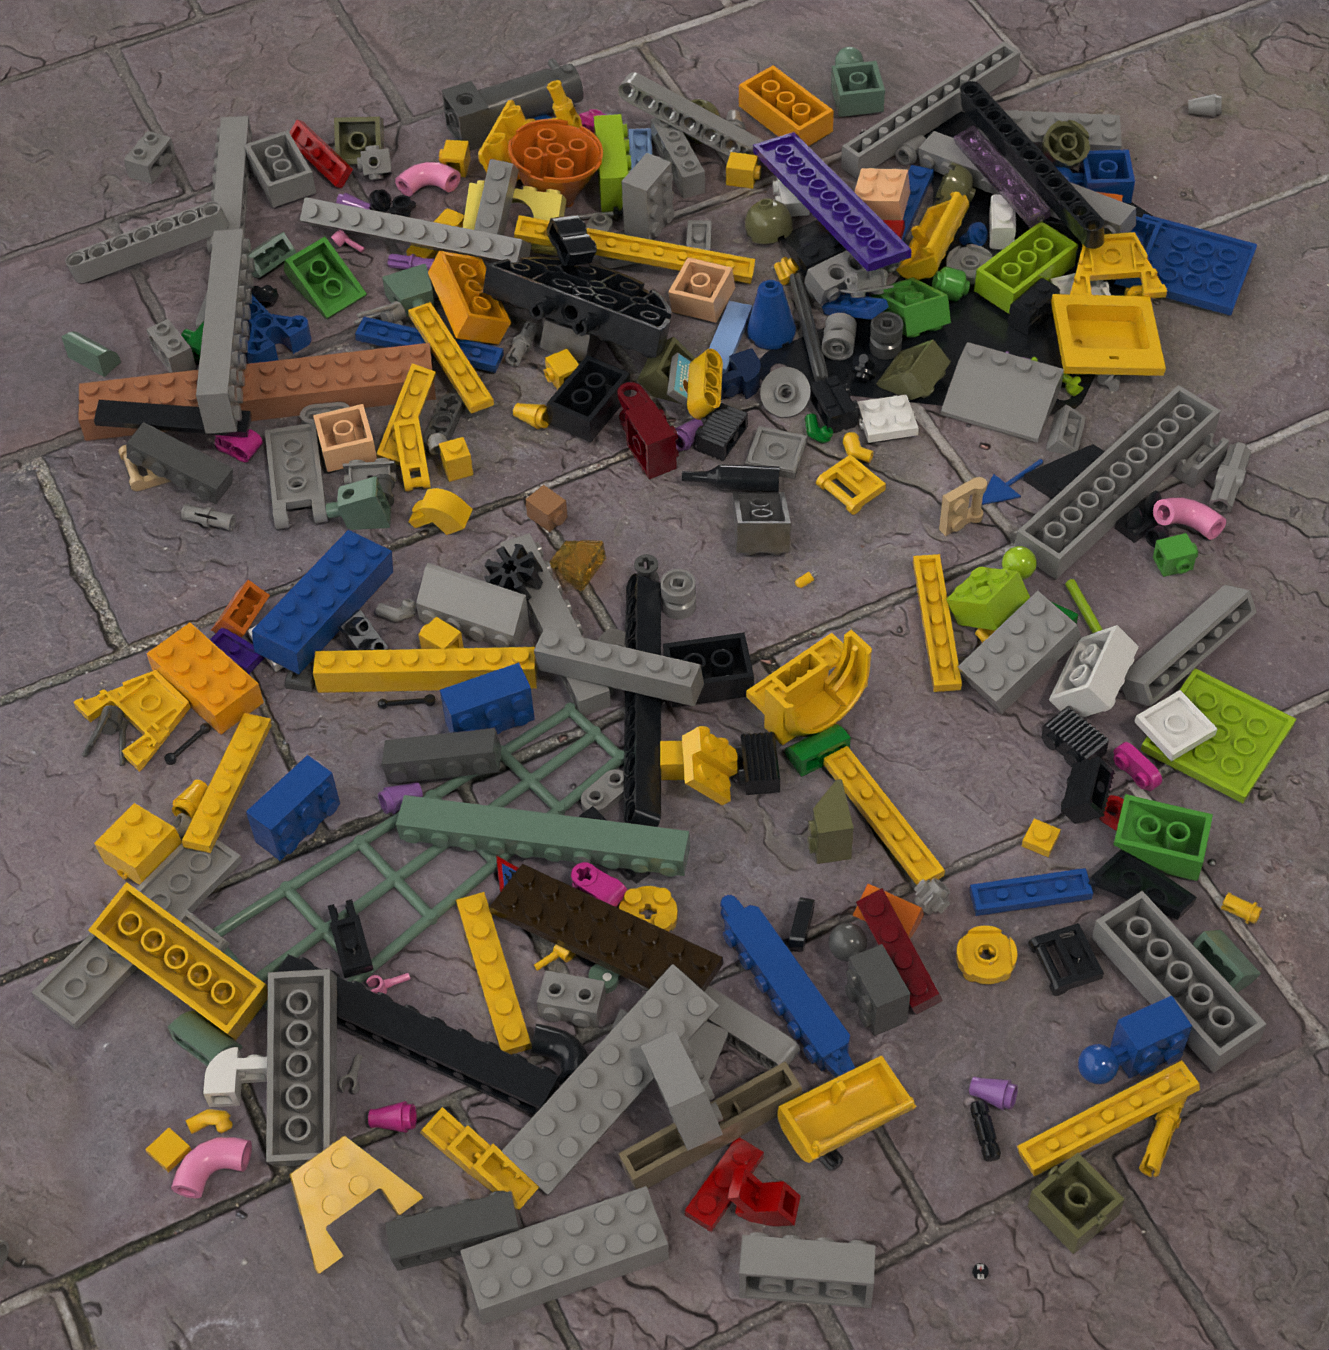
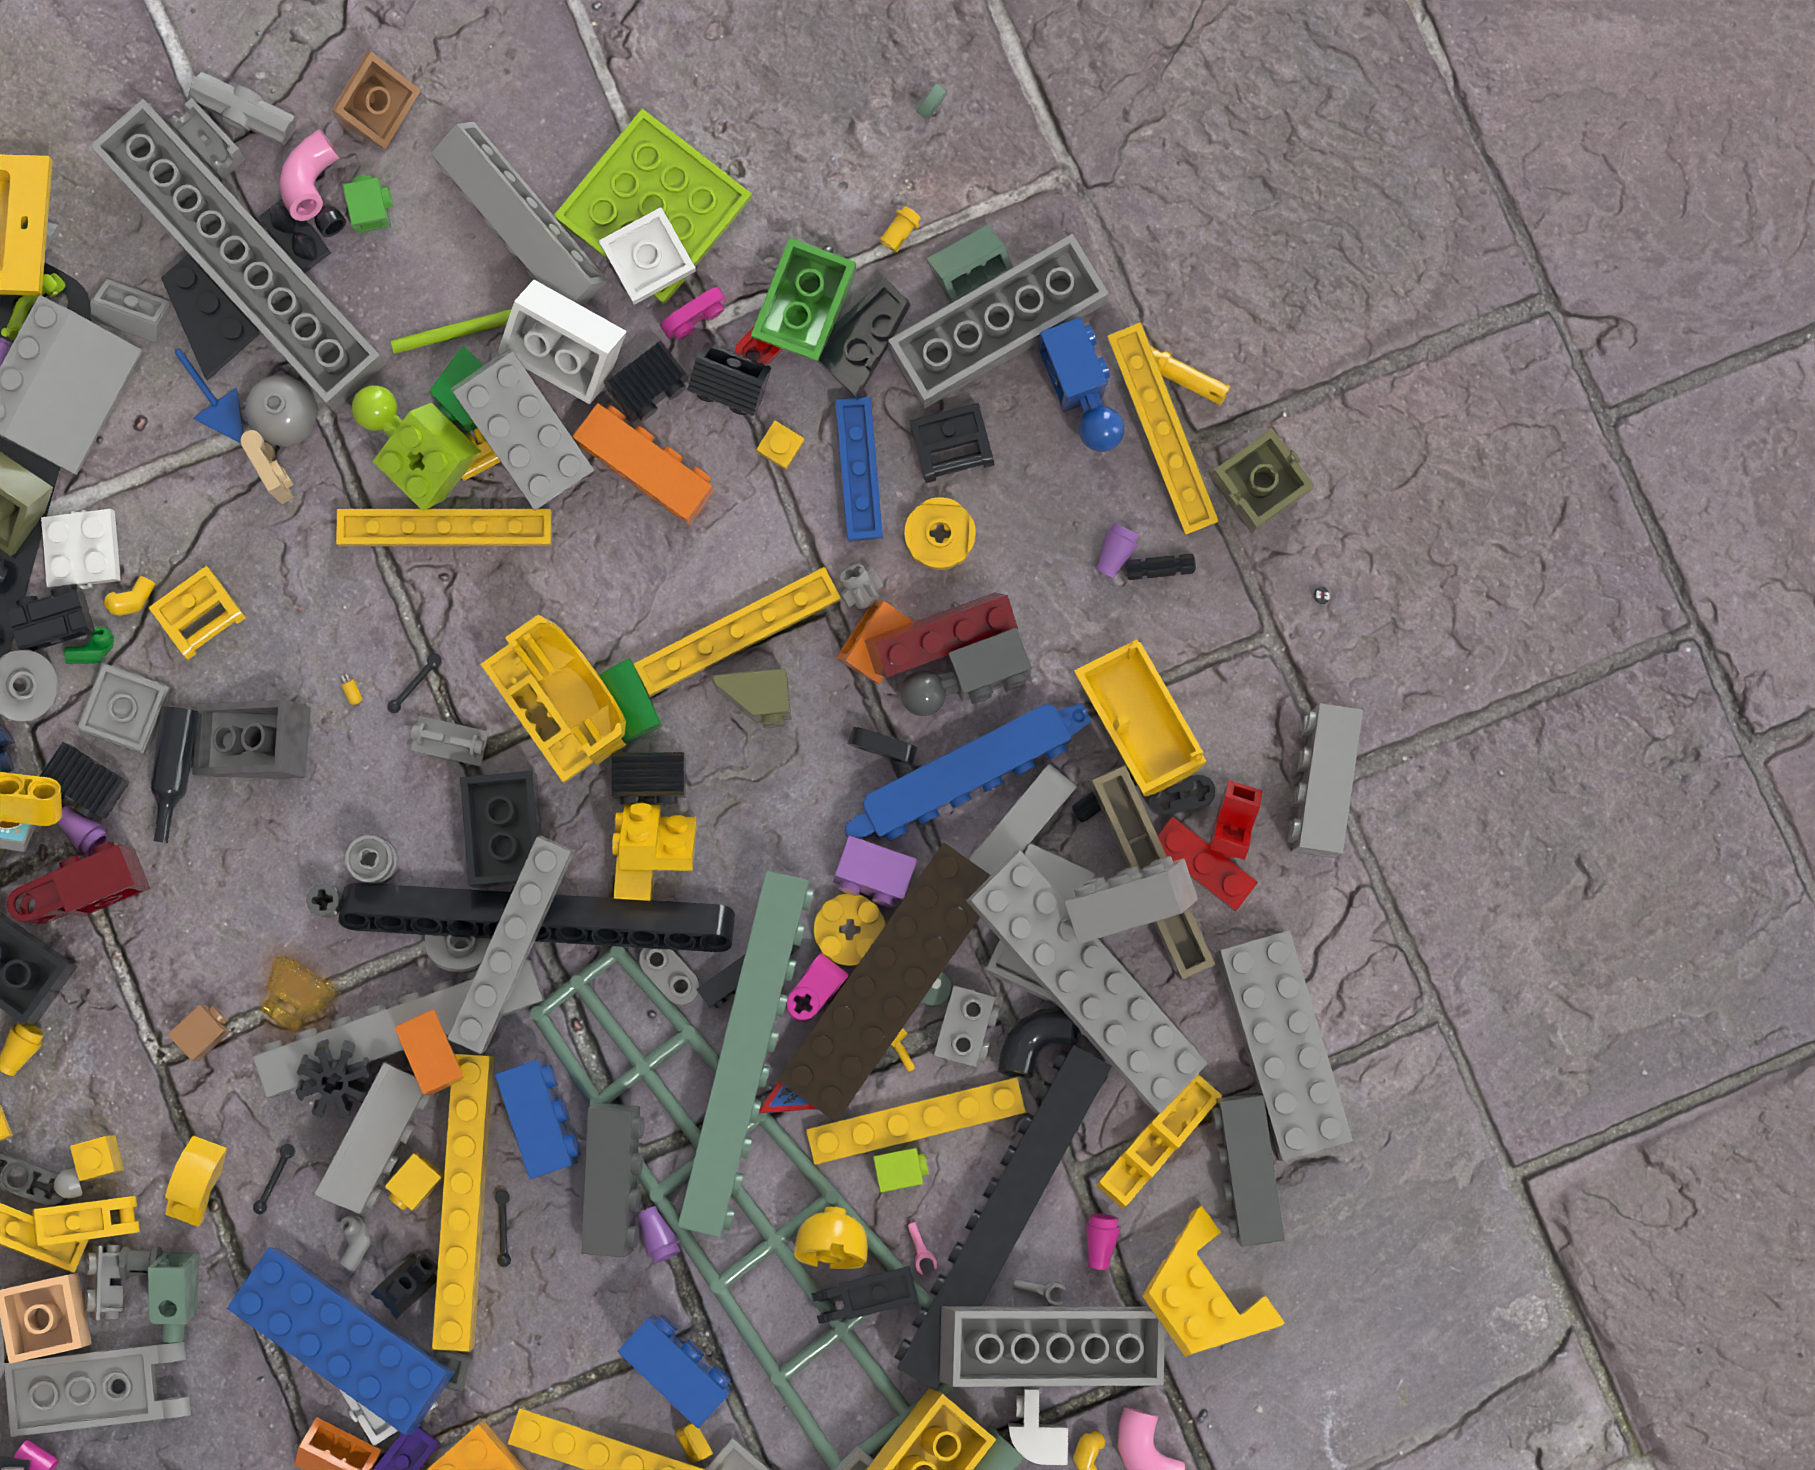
camera: 90 degrees left, 30 degrees up
(237, 830) = (693, 1442): none -> yellow tile
(394, 905) = (832, 1239): none -> yellow cylinder
(452, 958) = (900, 1169): none -> lime brick
(462, 569) = (286, 1151): none -> black hinge
(530, 623) = (429, 1053): none -> orange brick
(697, 915) = (874, 872): none -> medium lavender brick
(774, 637) = (449, 741): none -> light grey hinge
(790, 1159) = (1183, 804): none -> black beam
(833, 626) = (434, 661): none -> black hinge
(1005, 516) = (281, 410): none -> light grey cylinder
(1008, 742) = (643, 463): none -> orange brick
(1257, 550) = (375, 101): none -> medium nougat slope

